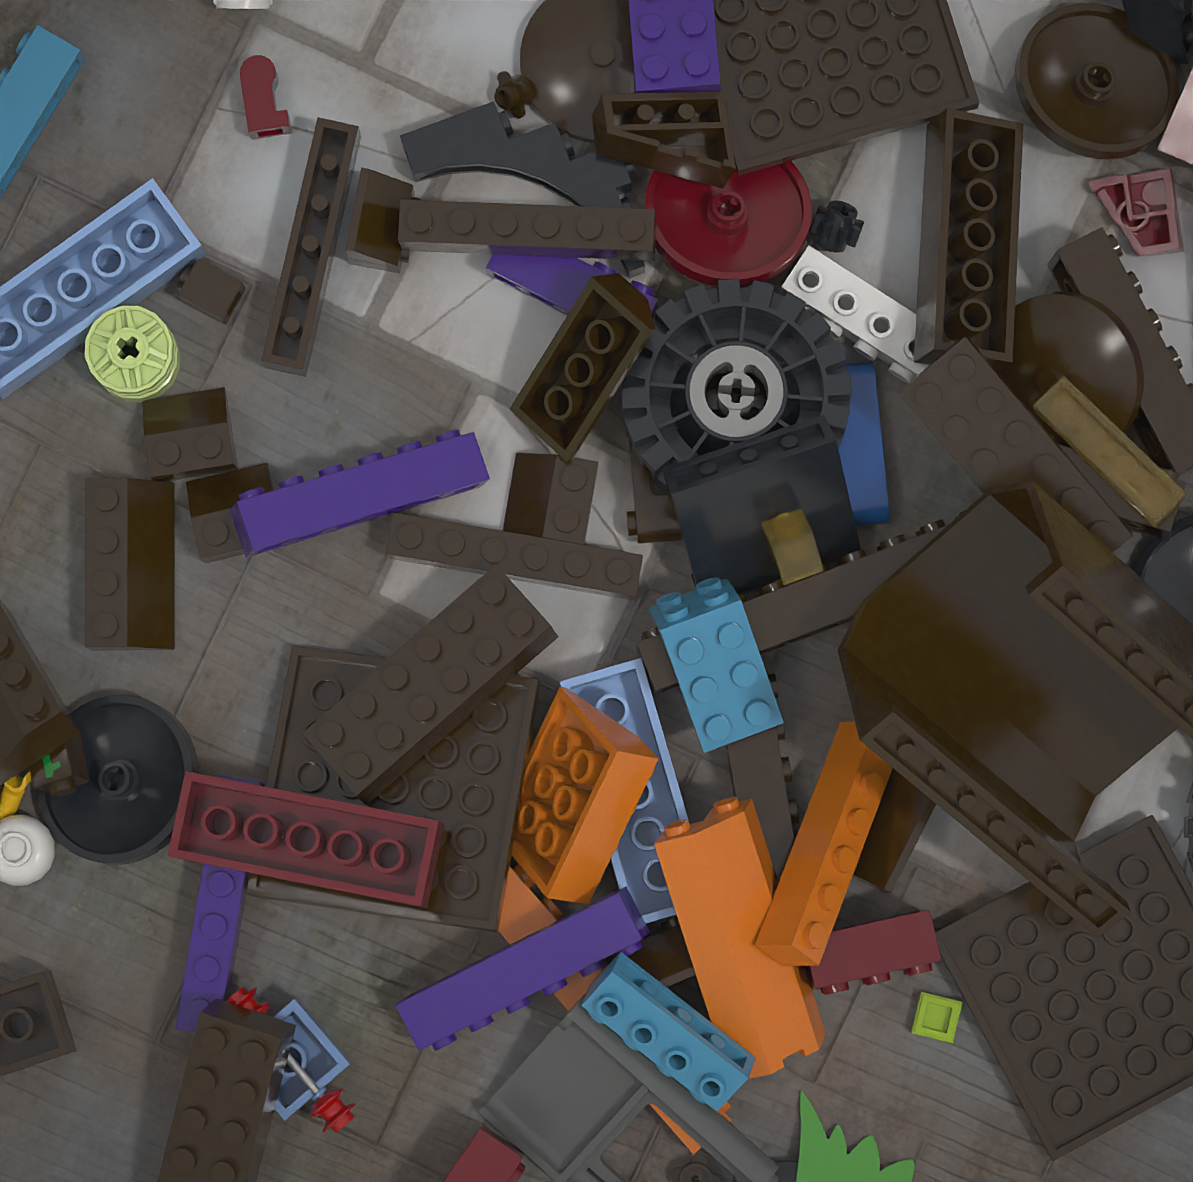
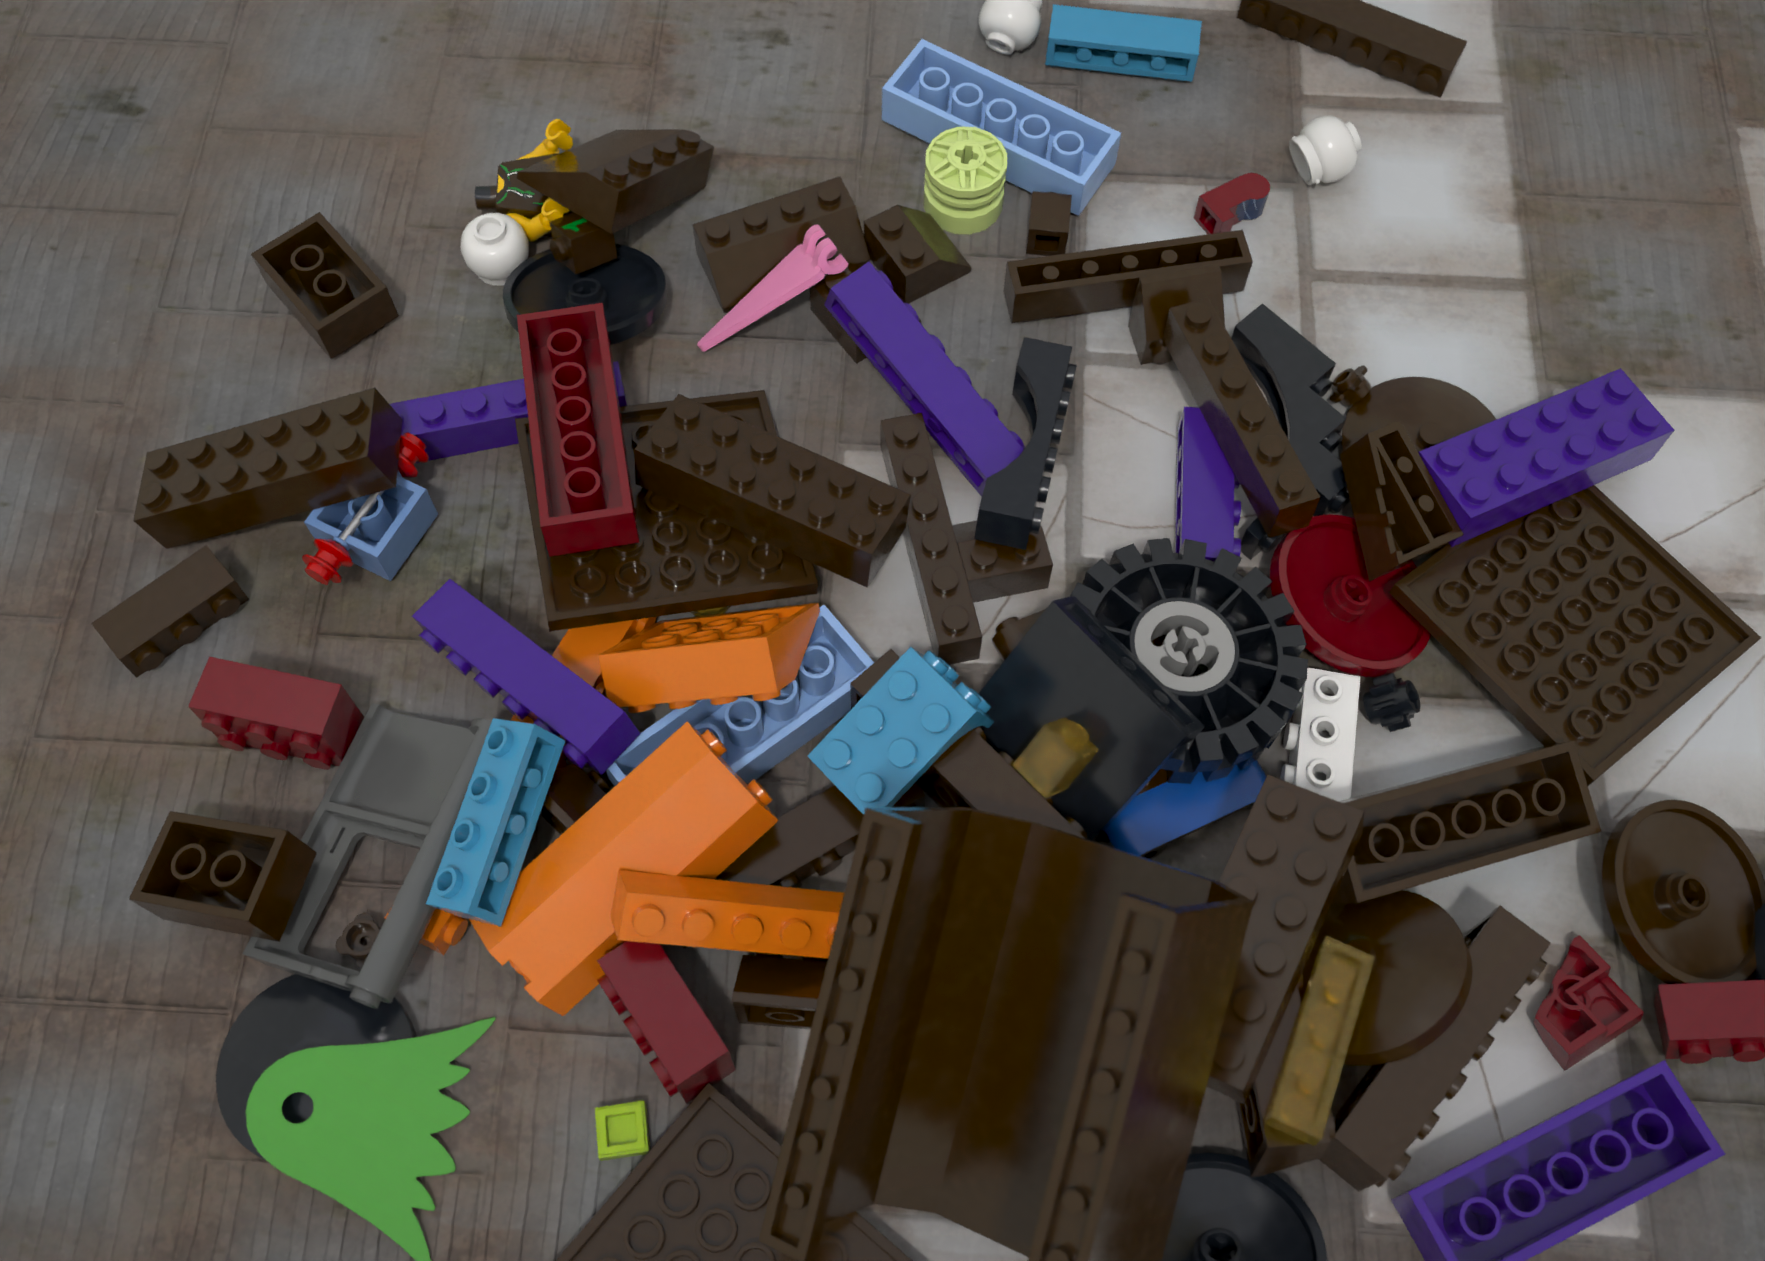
camera: 70 degrees right, 20 degrees down
(188, 585) = (792, 276): none -> bright pink flag
(397, 385) = (1011, 495): none -> black arch
(585, 363) = (1143, 502): dark brown slope -> none

